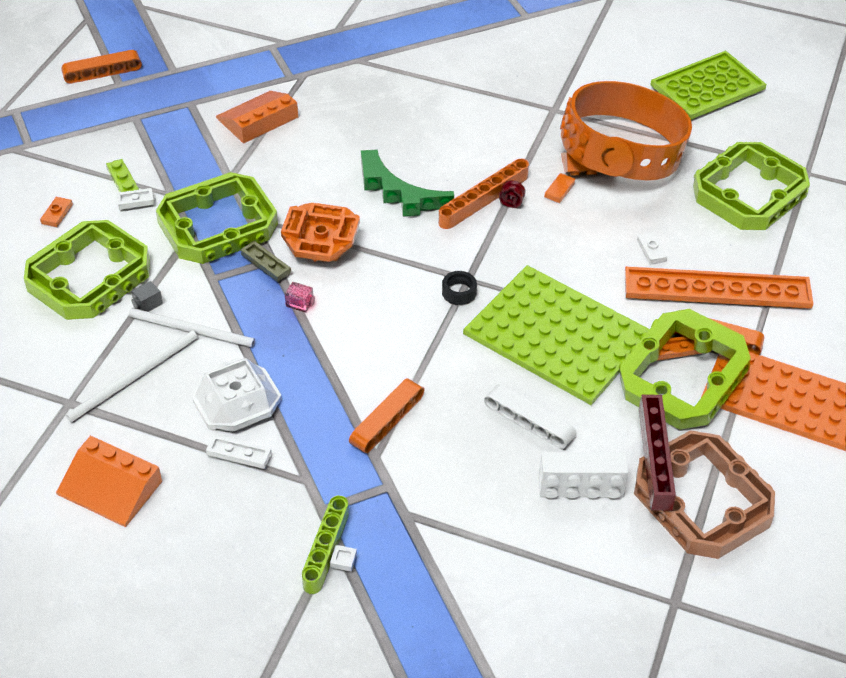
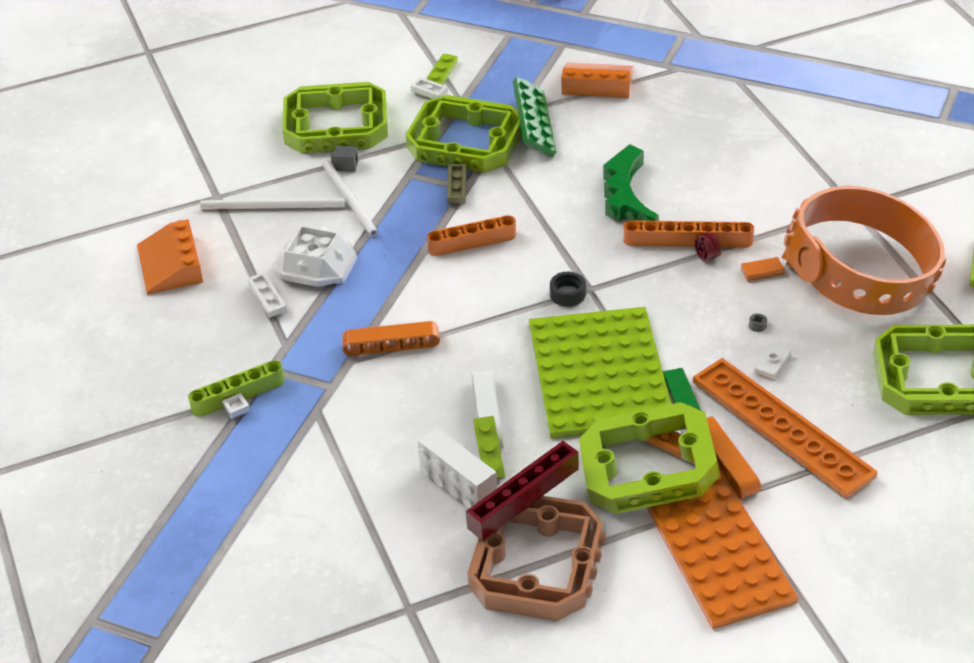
camera: 50 degrees right, 5 degrees down
(56, 211) = (369, 68): orange plate -> none
(256, 170) = (534, 117): none -> green plate
(299, 297) = (442, 218): clear pink brick -> none
(319, 231) = (514, 182): orange piece -> none
(335, 294) = (471, 235): none -> orange beam
(570, 437) = (488, 444): none -> lime plate
(607, 231) = (761, 325): none -> dark grey bush
(630, 309) = (680, 388): none -> green tile

